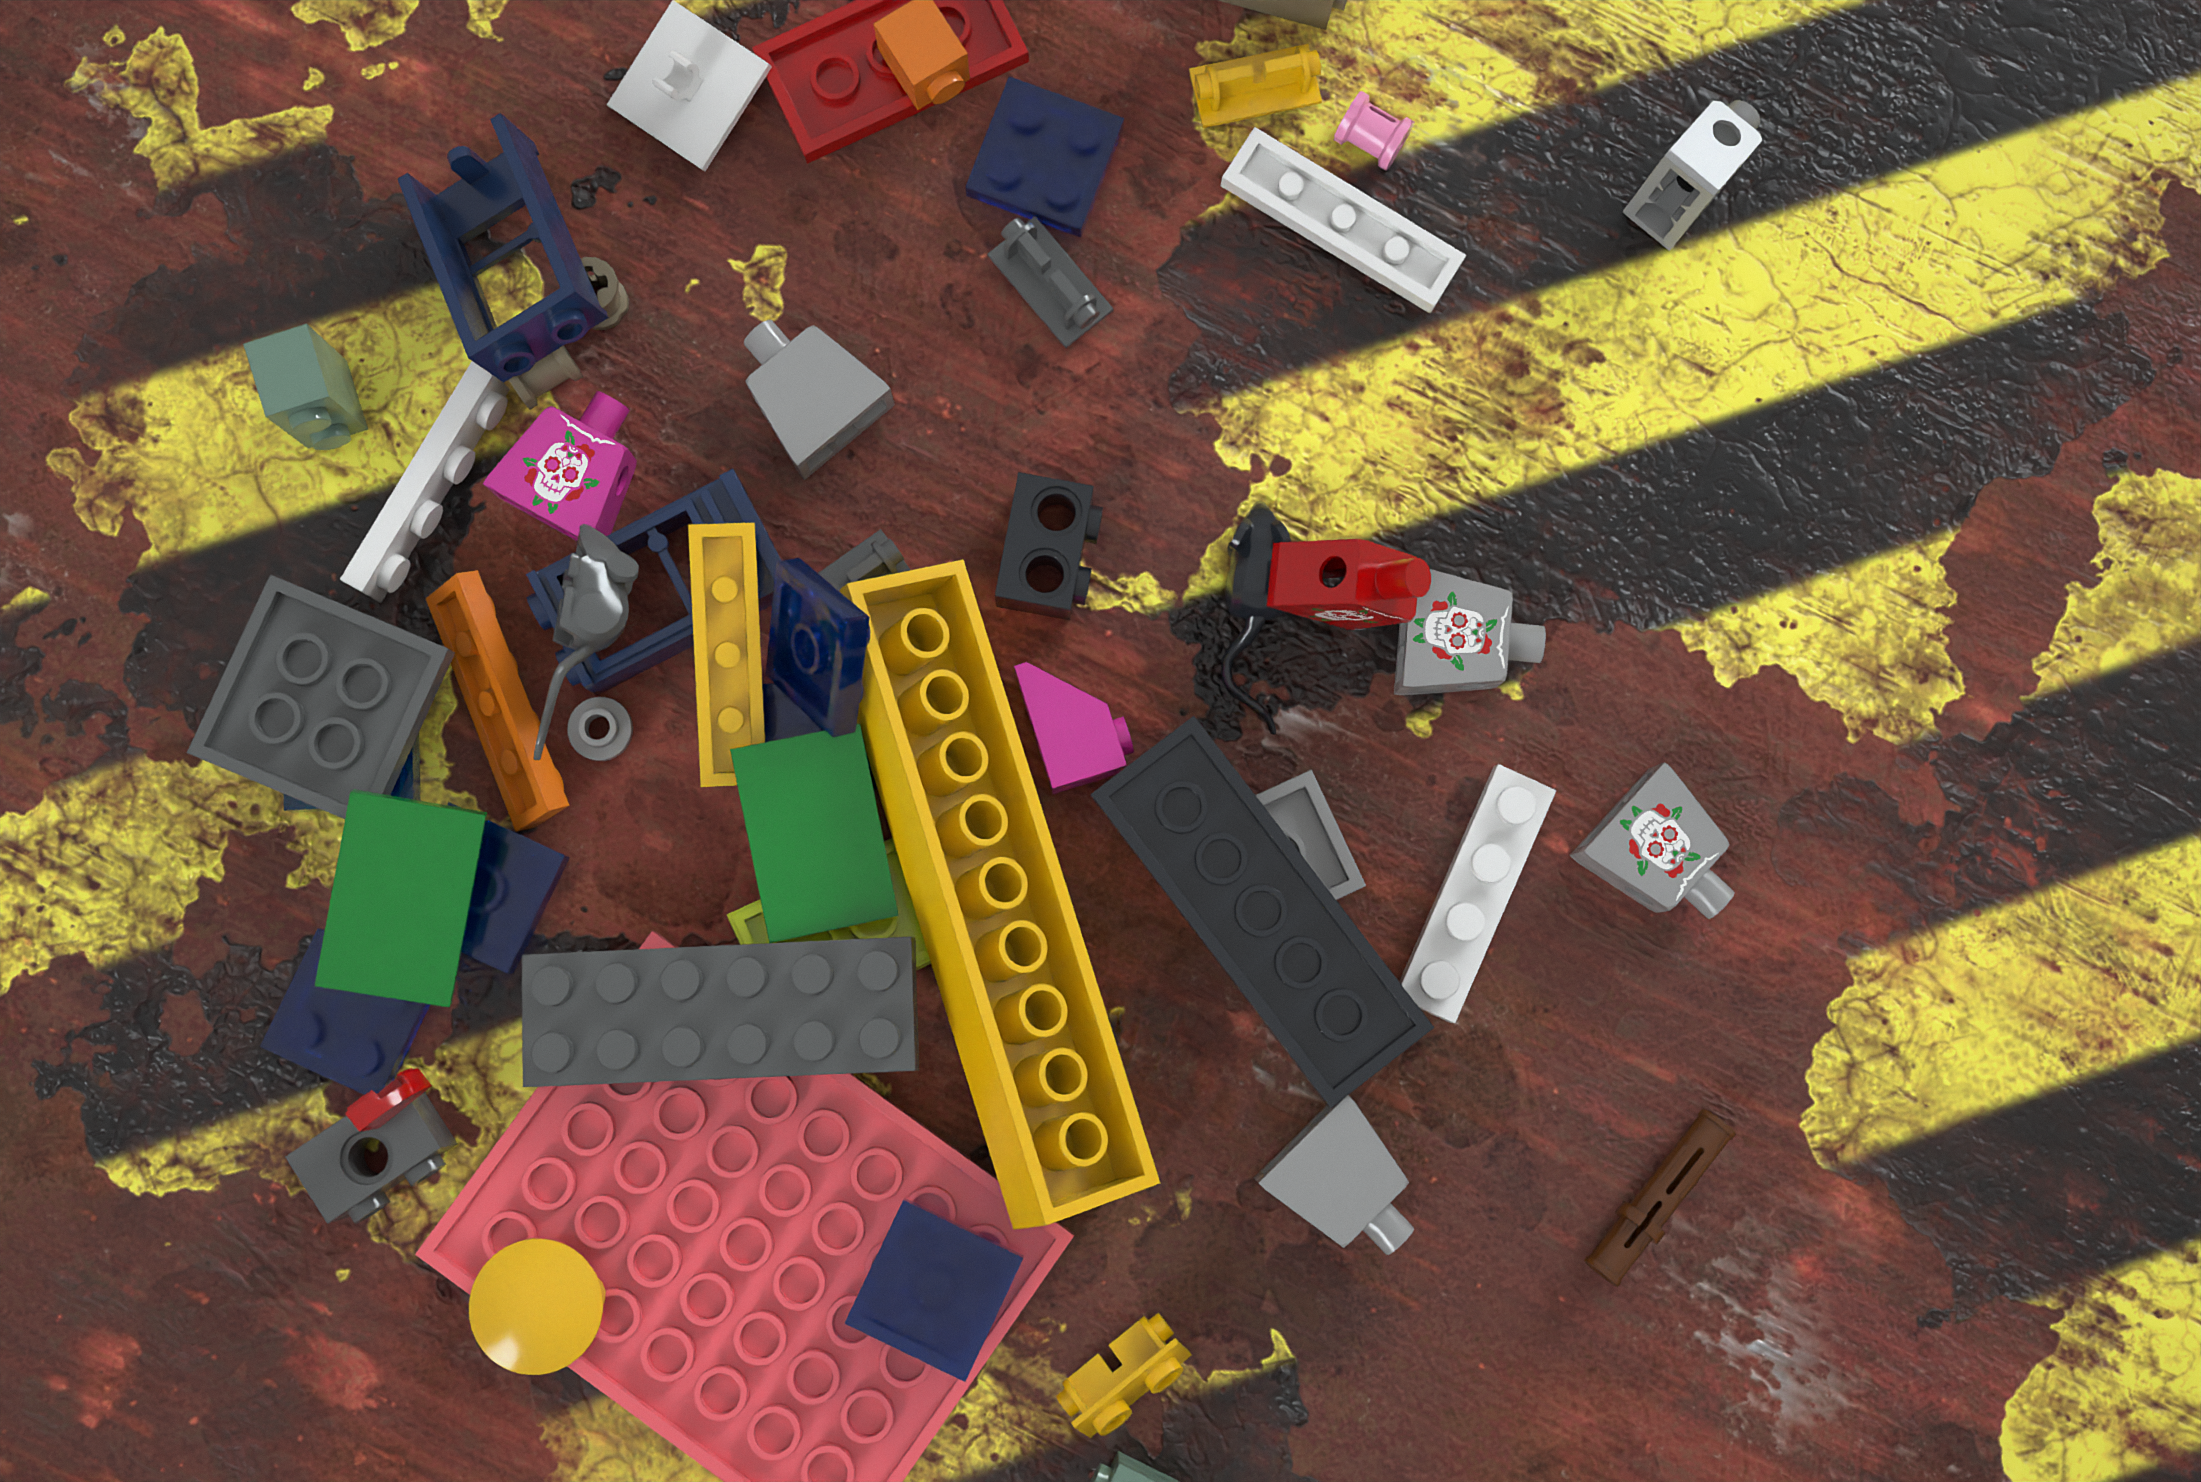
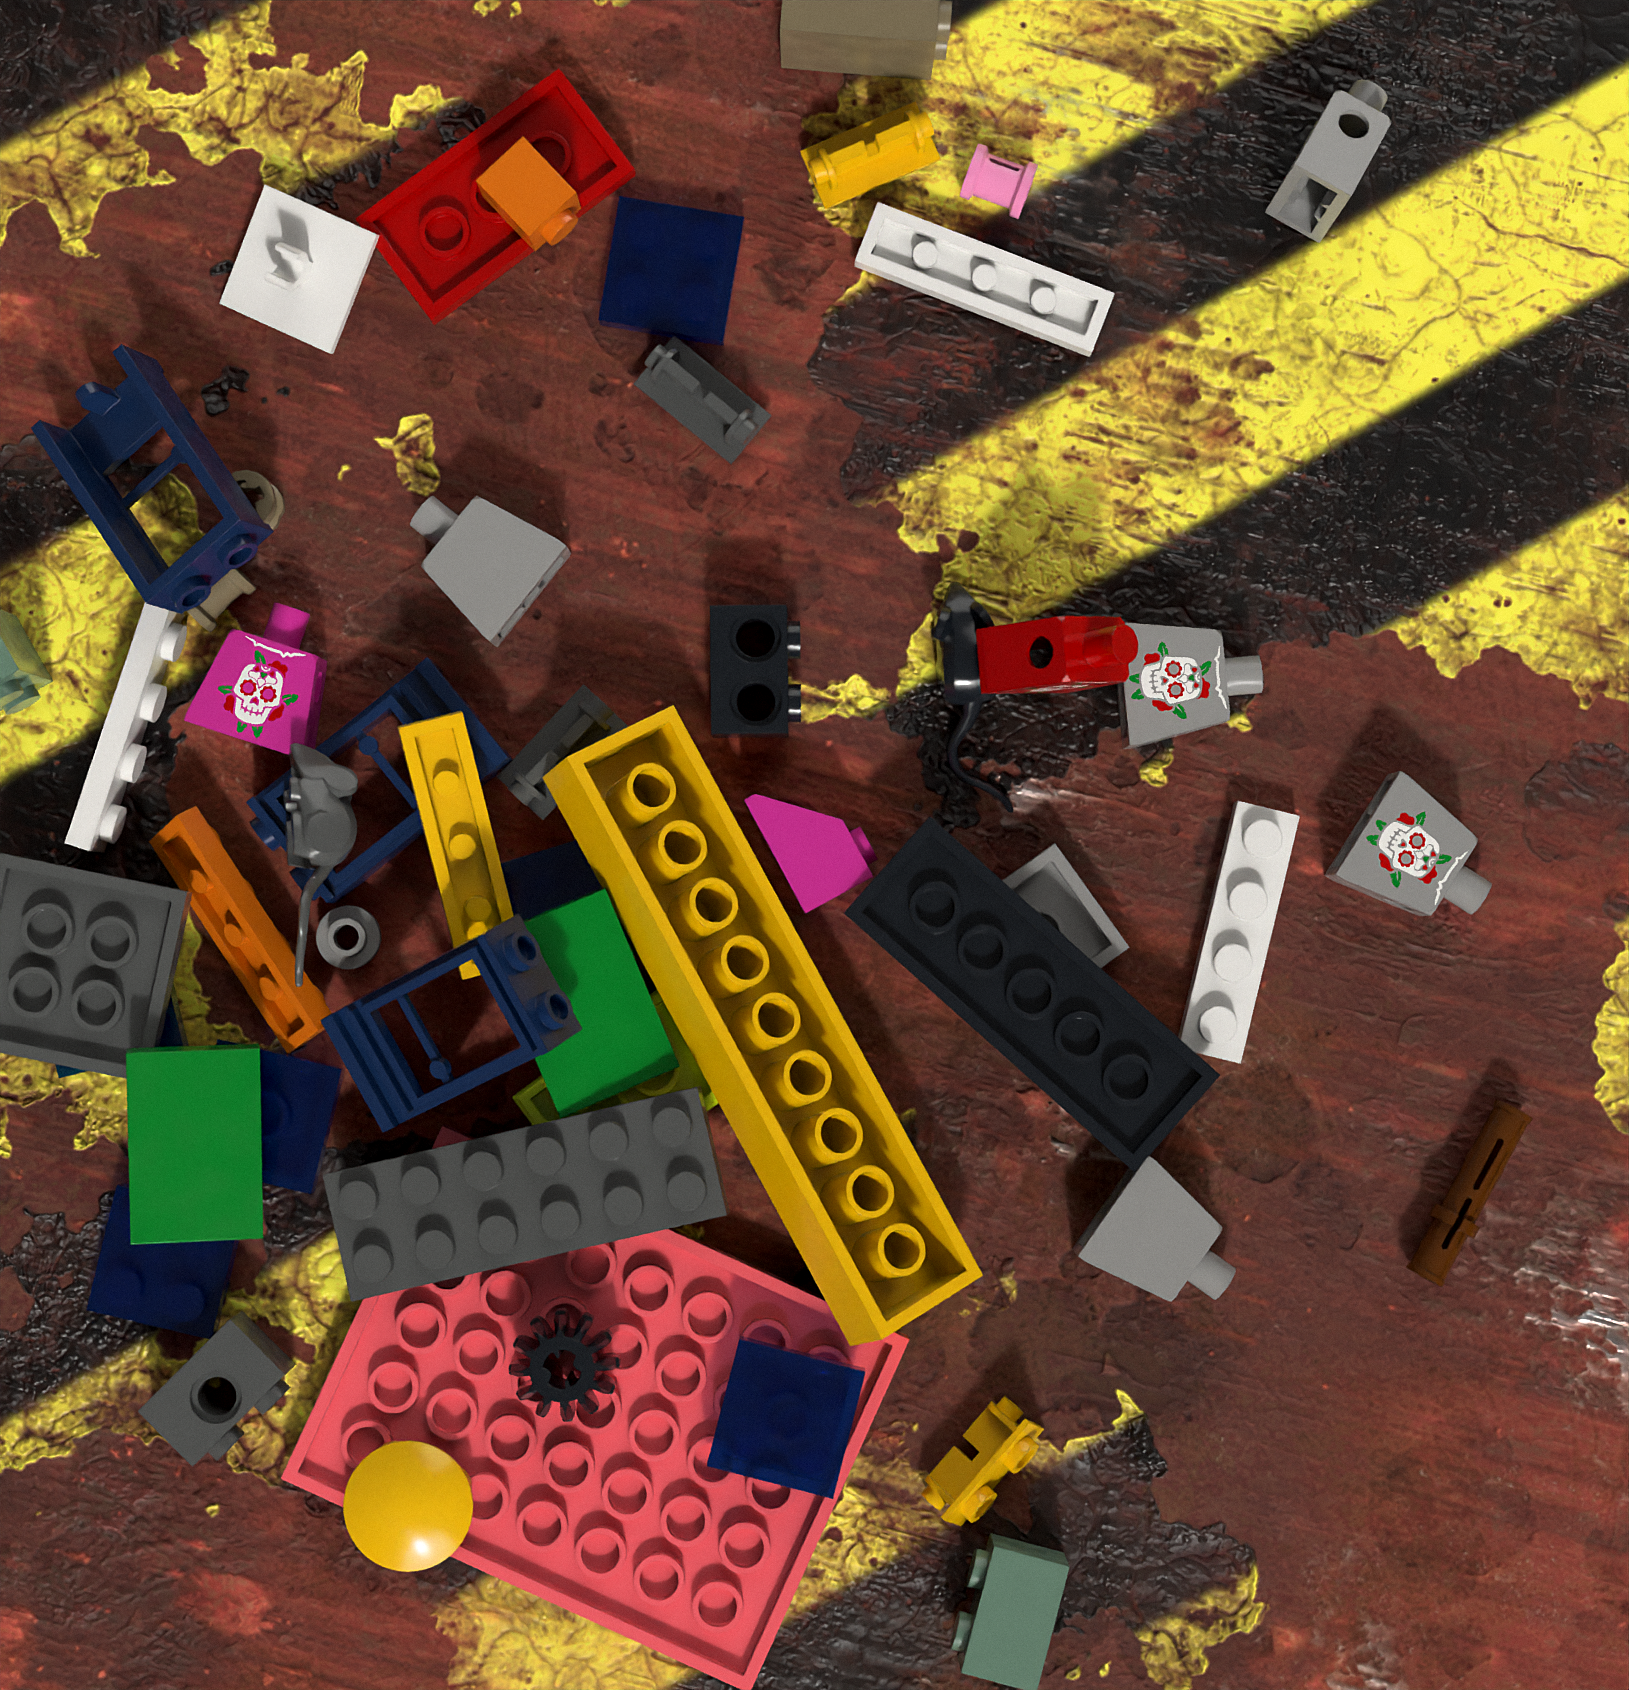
camera: 10 degrees left, 5 degrees up
(375, 1109) = (221, 1346): red tile -> none
(699, 1192) = (542, 1368): none -> black gear
(757, 806) = (519, 983): none -> dark blue door
(817, 646) = (548, 822): clear blue plate -> none

